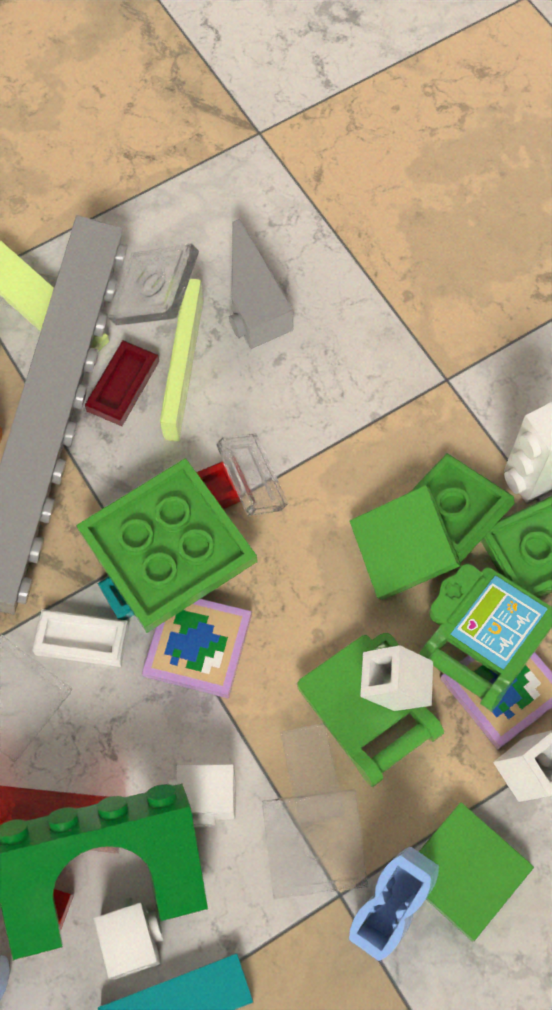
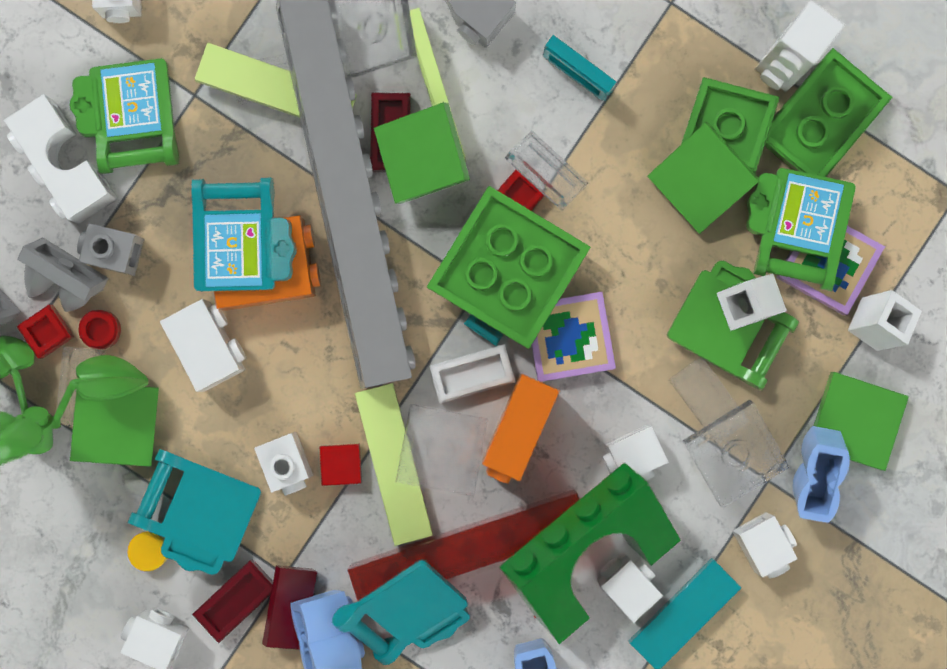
camera: 25 degrees left, 20 degrees up
(92, 702) = (519, 429): none -> orange brick
(136, 403) = (421, 153): none -> bright green tile
(303, 964) = (766, 545): none -> white brick
(327, 395) = (578, 68): none -> teal tile

